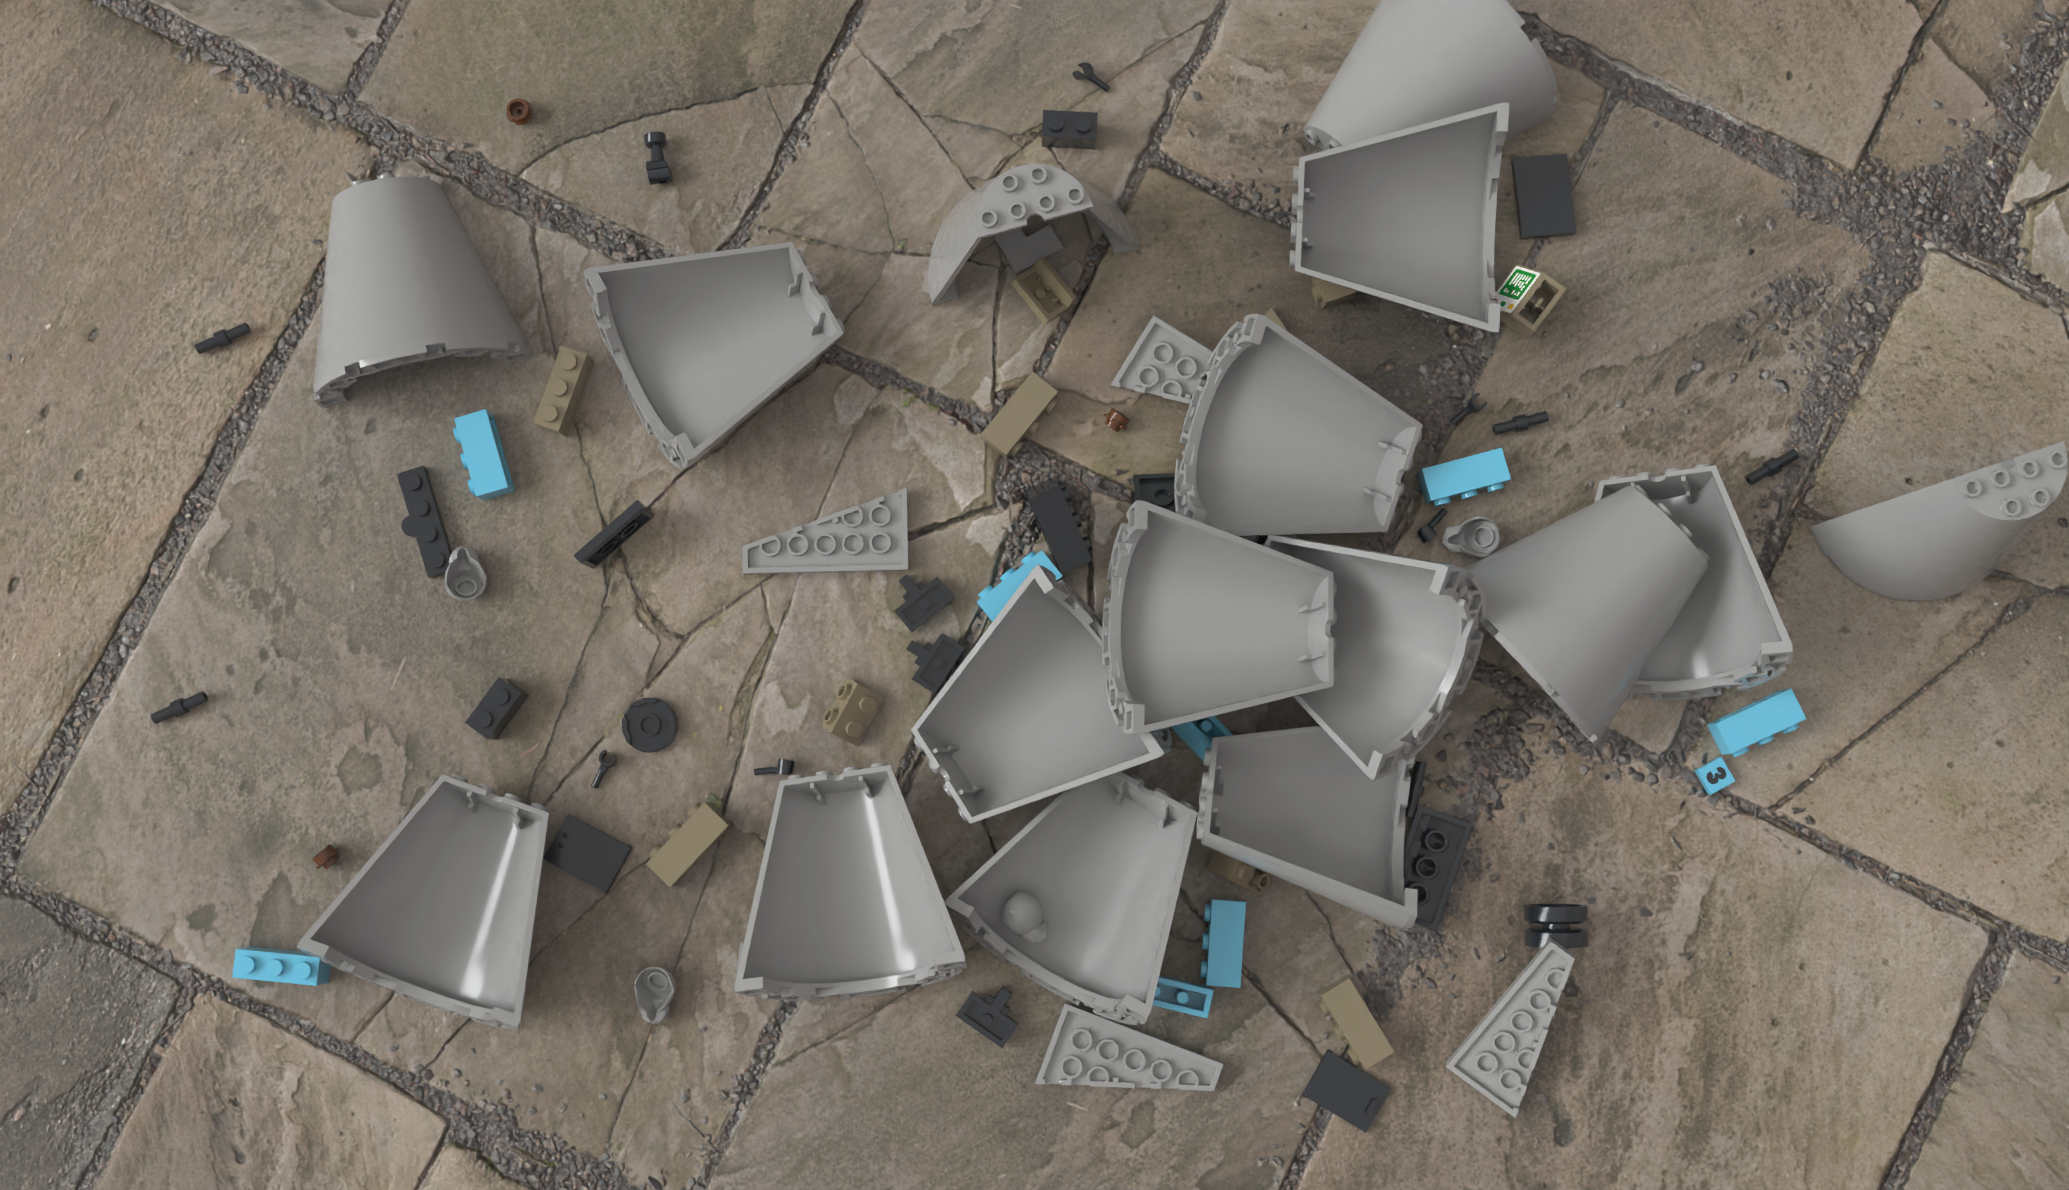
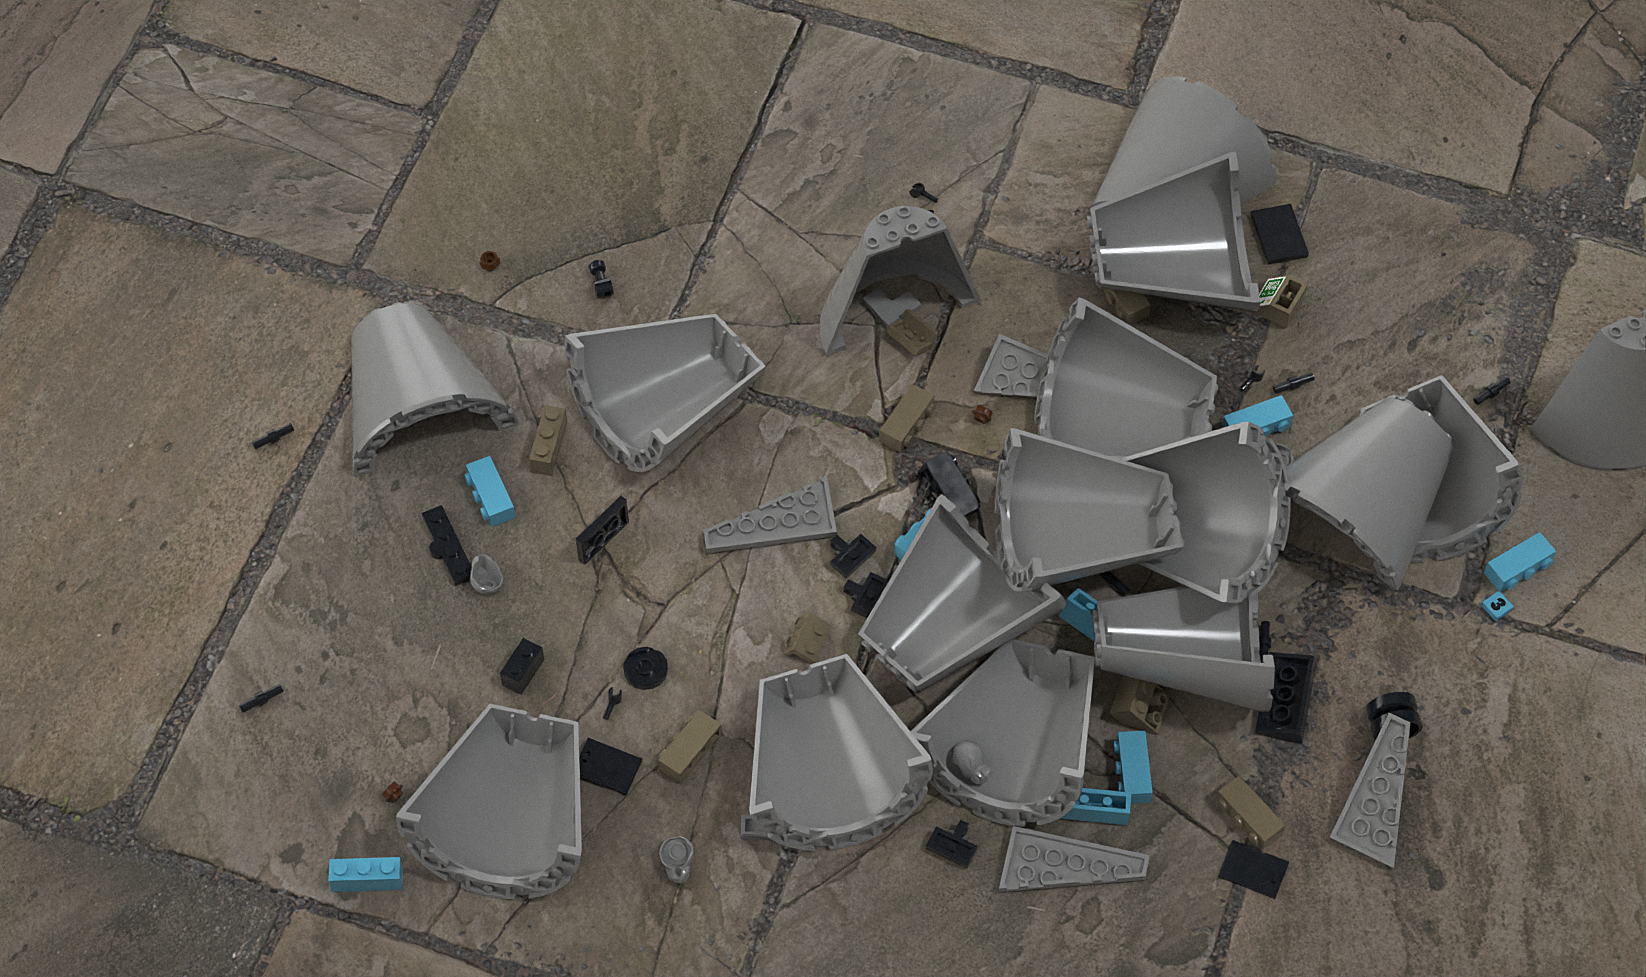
camera: 10 degrees left, 25 degrees down
(784, 767) = (755, 687): black hand -> none

